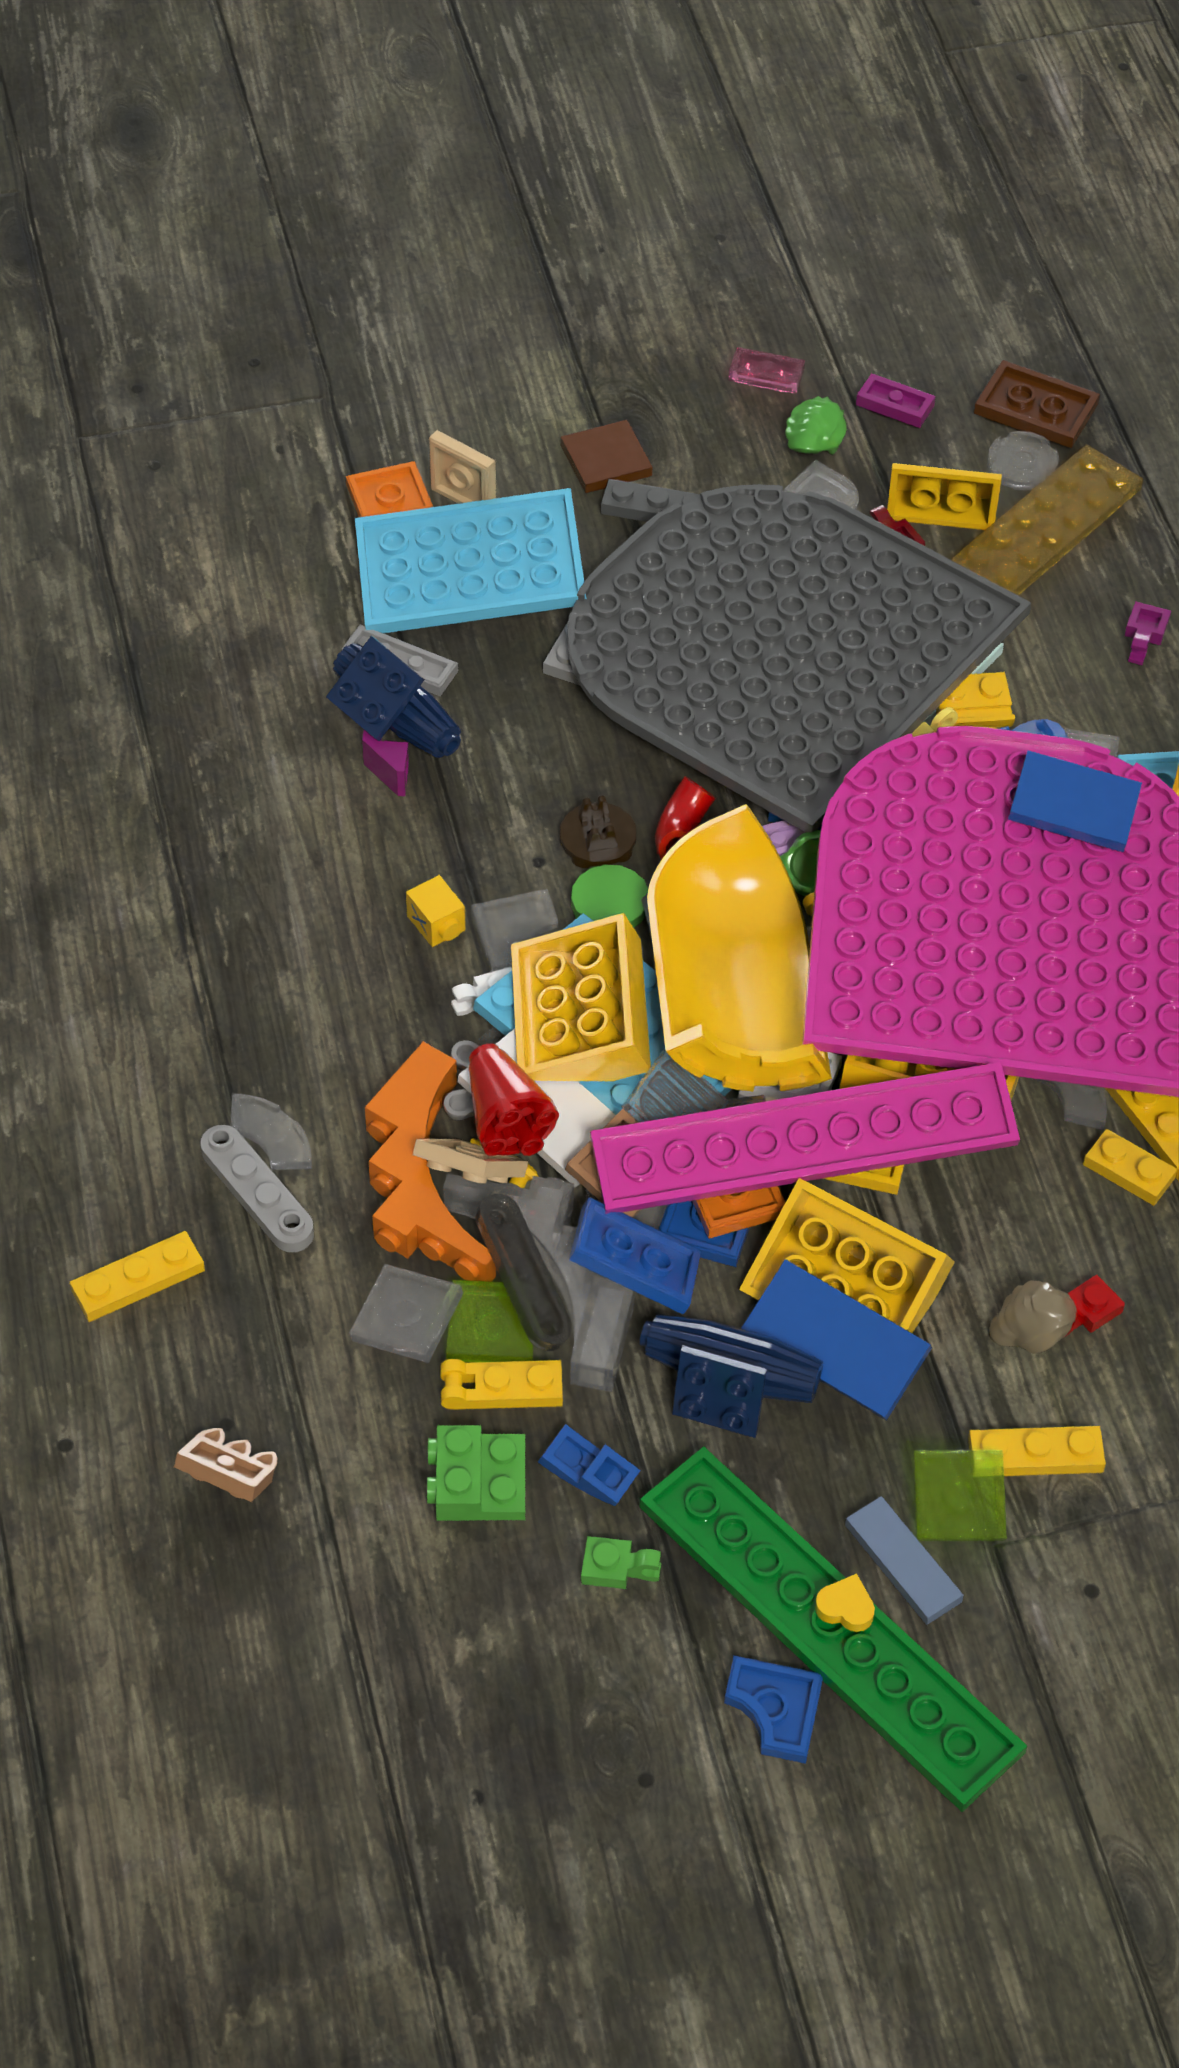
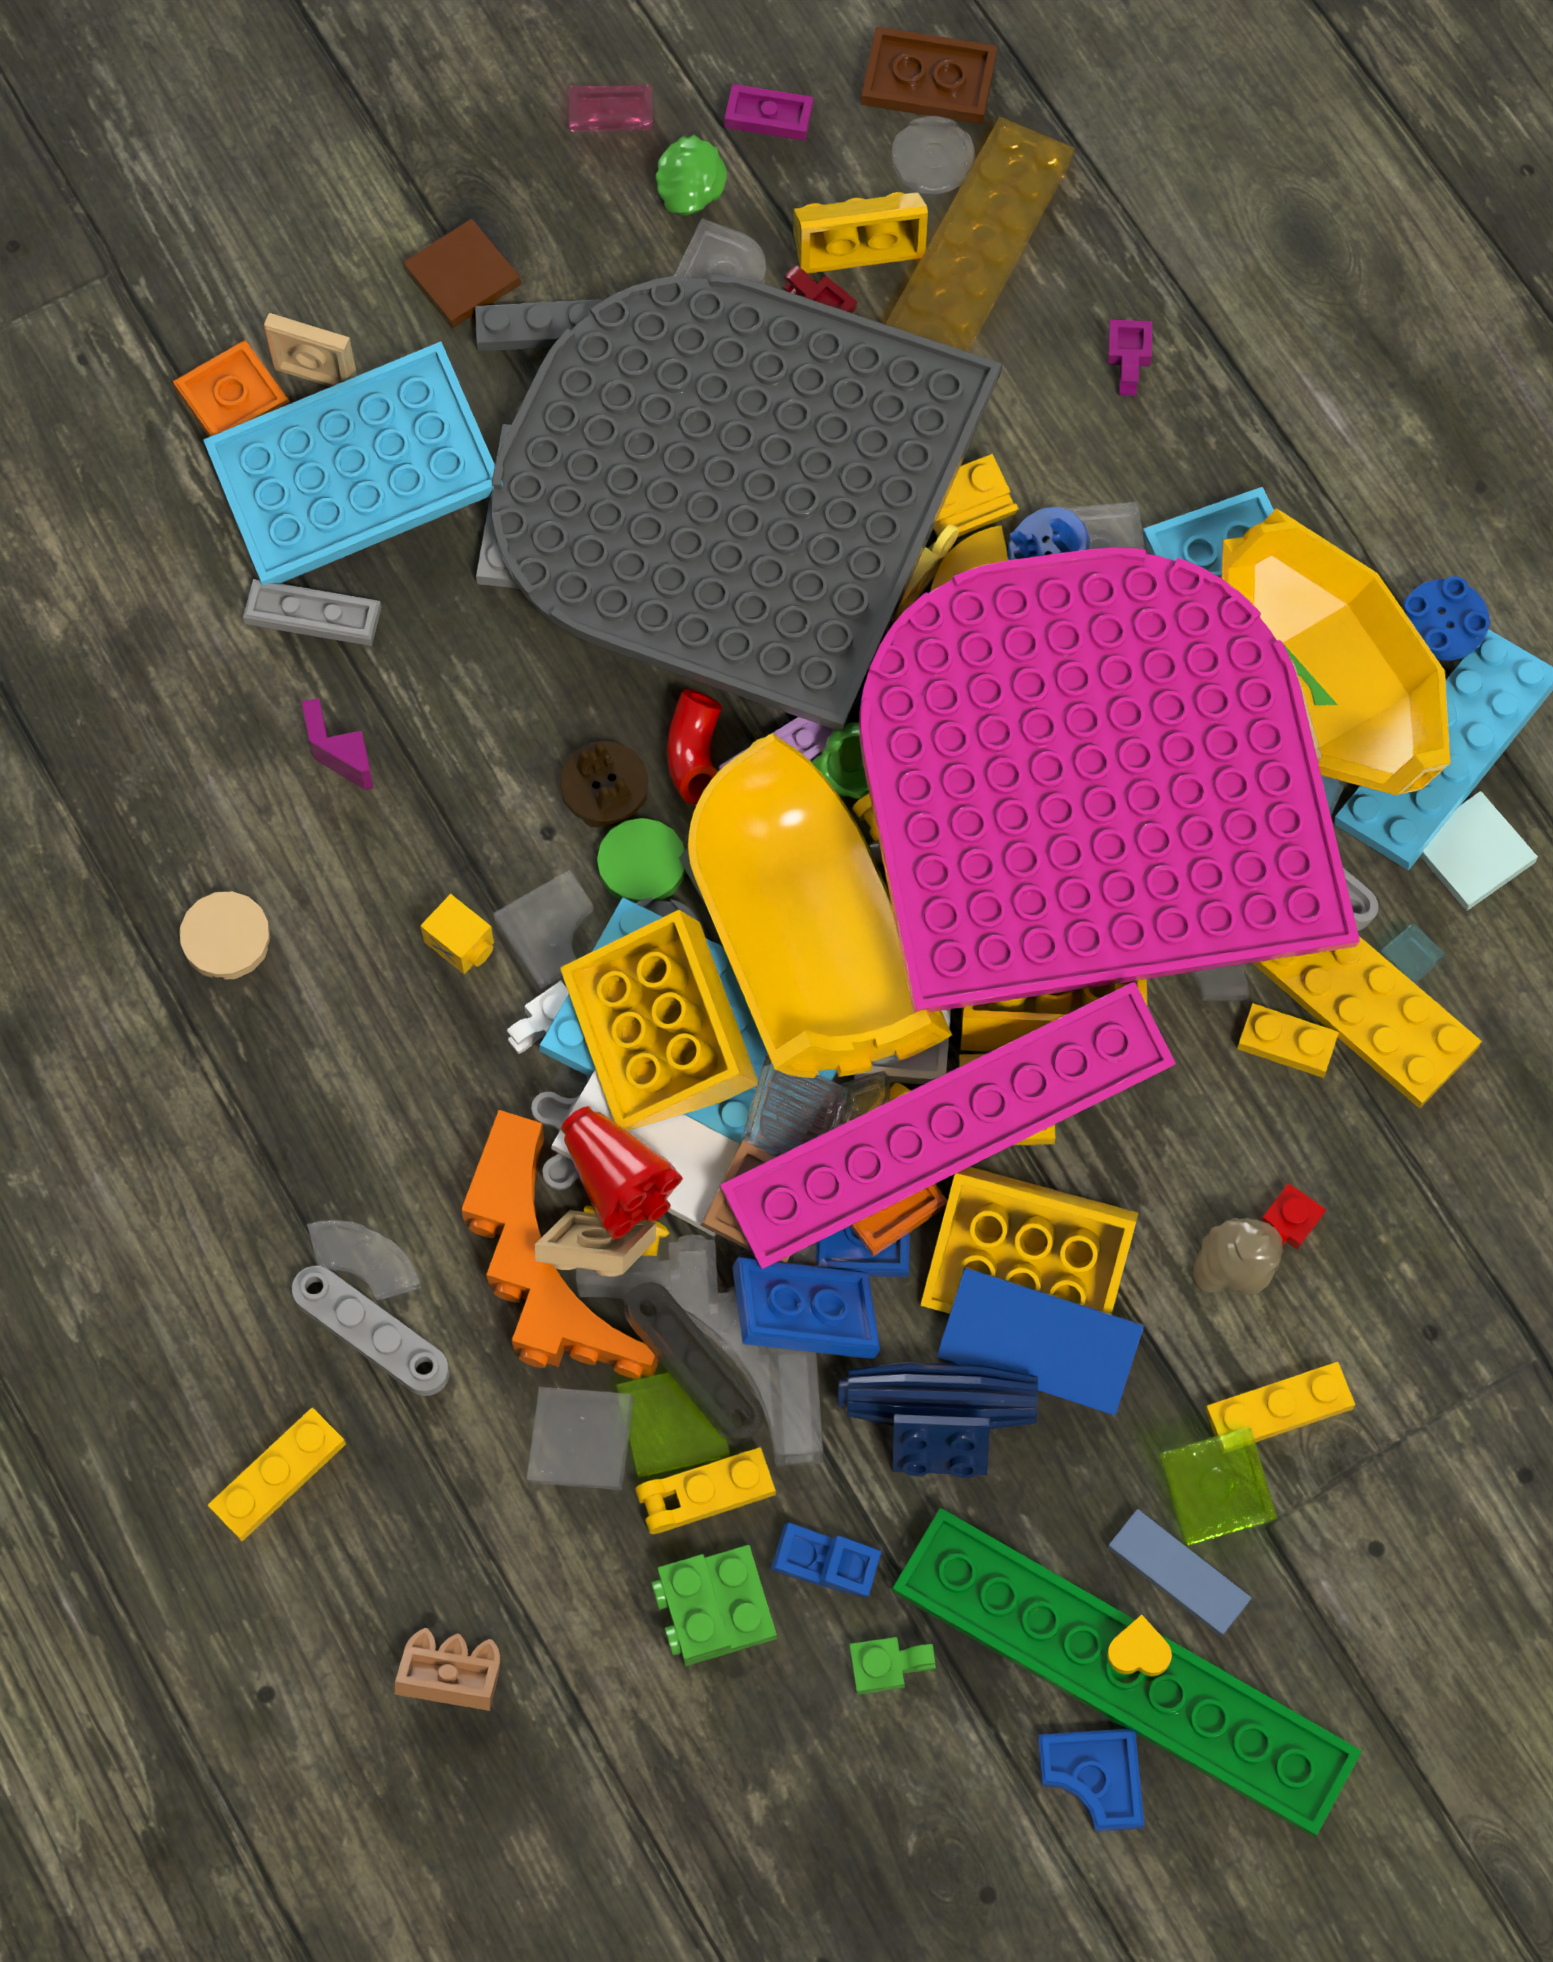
camera: 15 degrees left, 15 degrees up
(243, 869) = (225, 935): none -> tan tile
(388, 694) = (319, 679): dark blue plate -> none
(1075, 801) = (1126, 629): blue tile -> none

